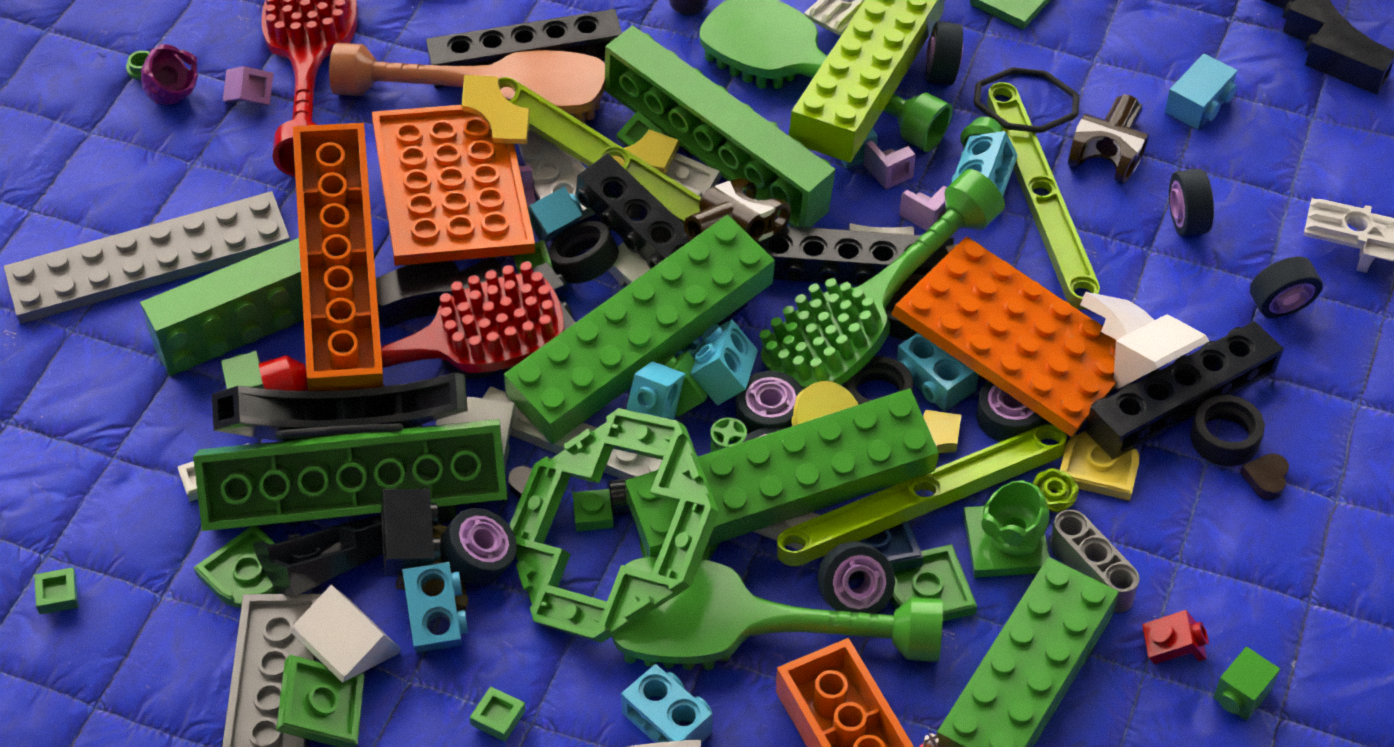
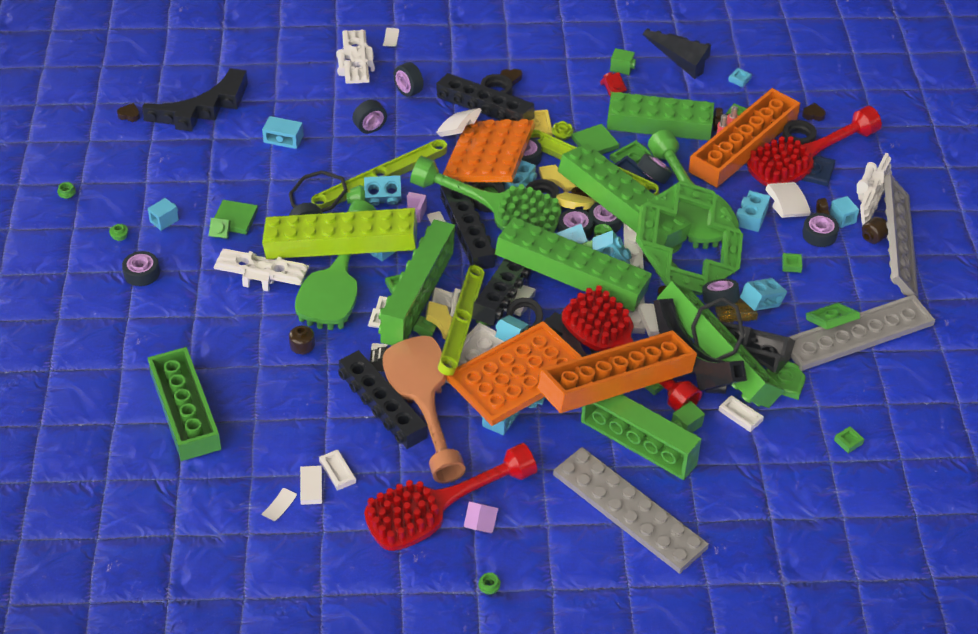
camera: 115 degrees left, 5 degrees down
(166, 76) = (498, 554): magenta hair -> none
(342, 636) = (798, 316): white slope -> none
(407, 530) = (748, 305): black brick -> none
(506, 120) = (467, 358): light yellow tile -> none
(752, 215) = (478, 254): dark brown connector -> none
(1016, 517) = (594, 126): bright green hair -> none
(1090, 544) = (592, 110): light grey beam -> none
(1111, 138) = (334, 156): dark brown connector -> none
(1153, 348) = (481, 97): white slope -> none

